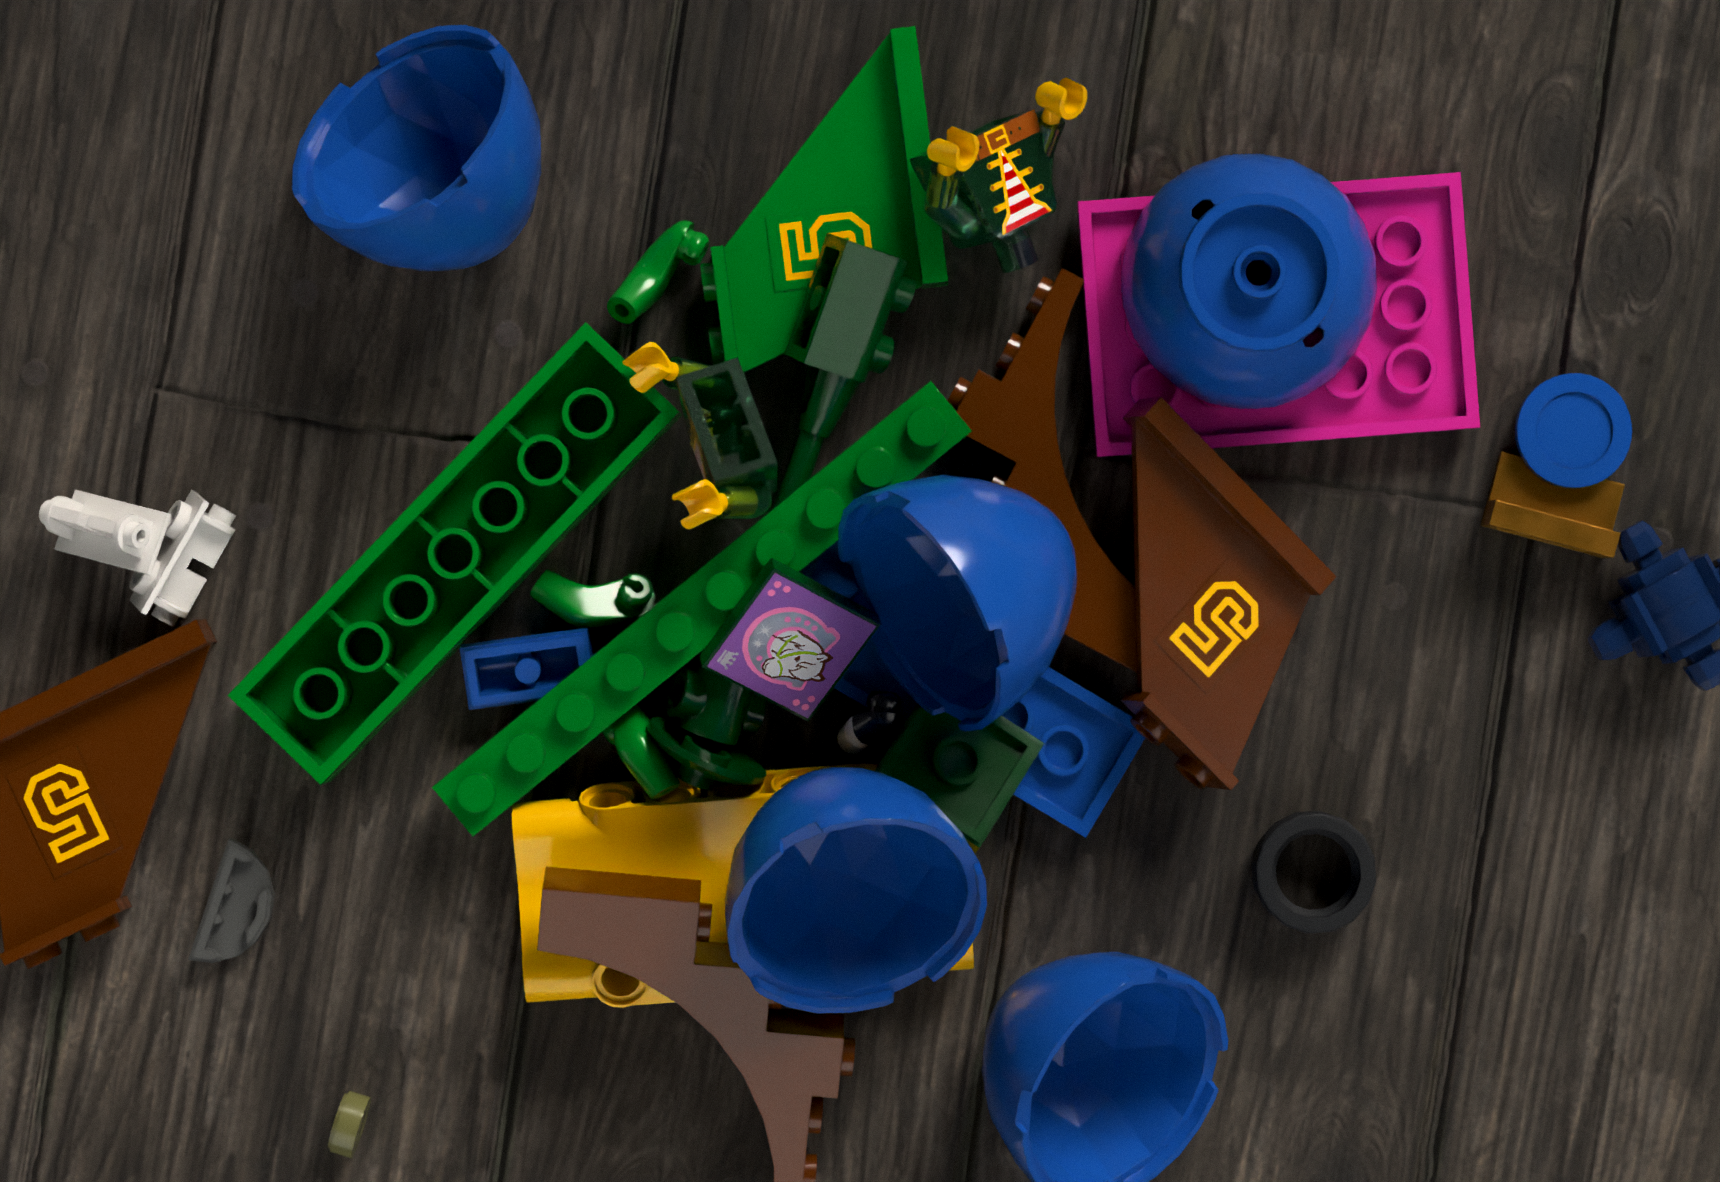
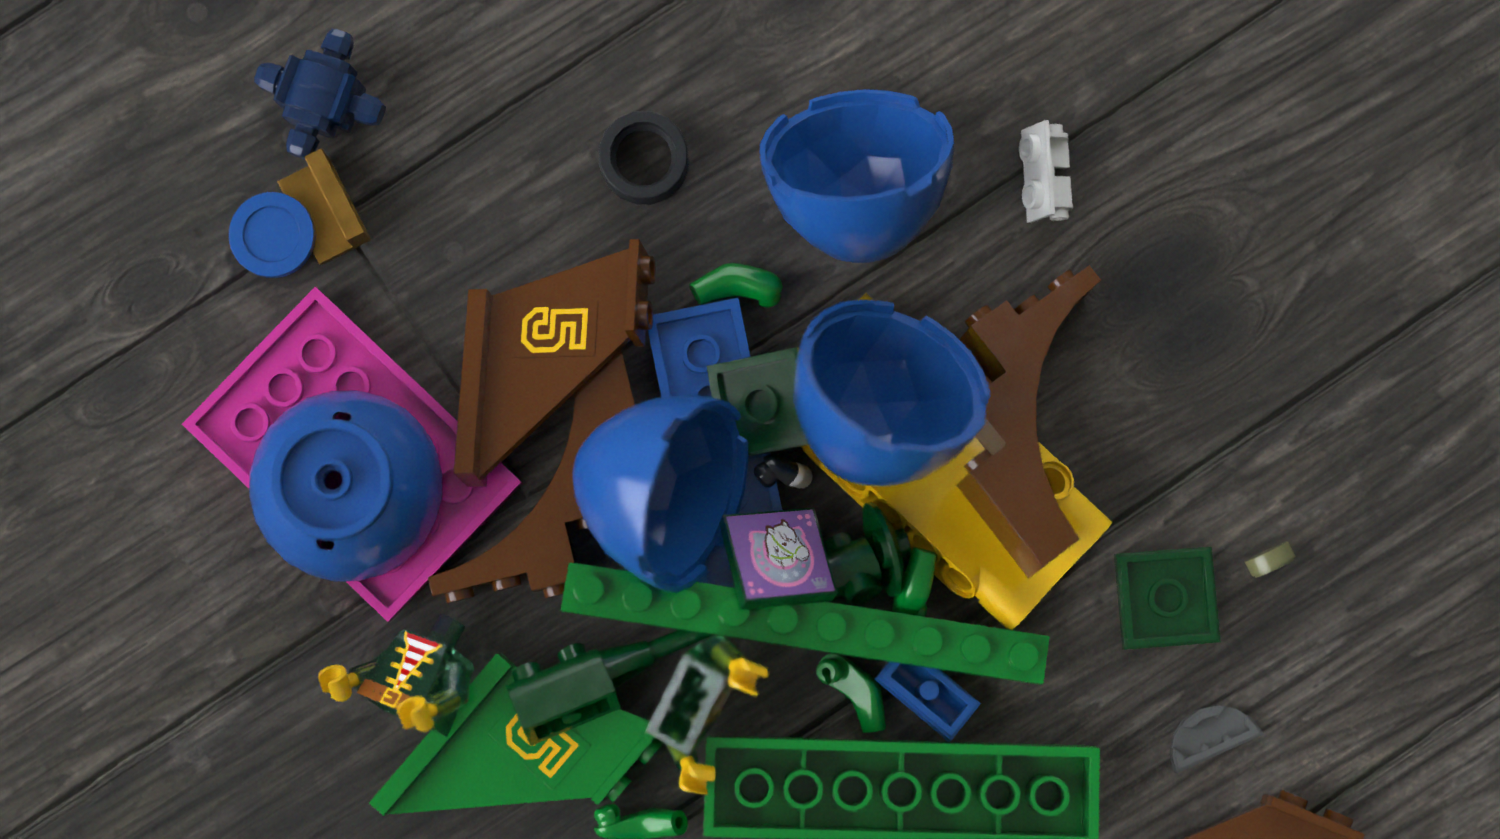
camera: 135 degrees left, 5 degrees down
(405, 988) = (1167, 598): none -> dark green tile
(1102, 853) = (738, 280): none -> green arm

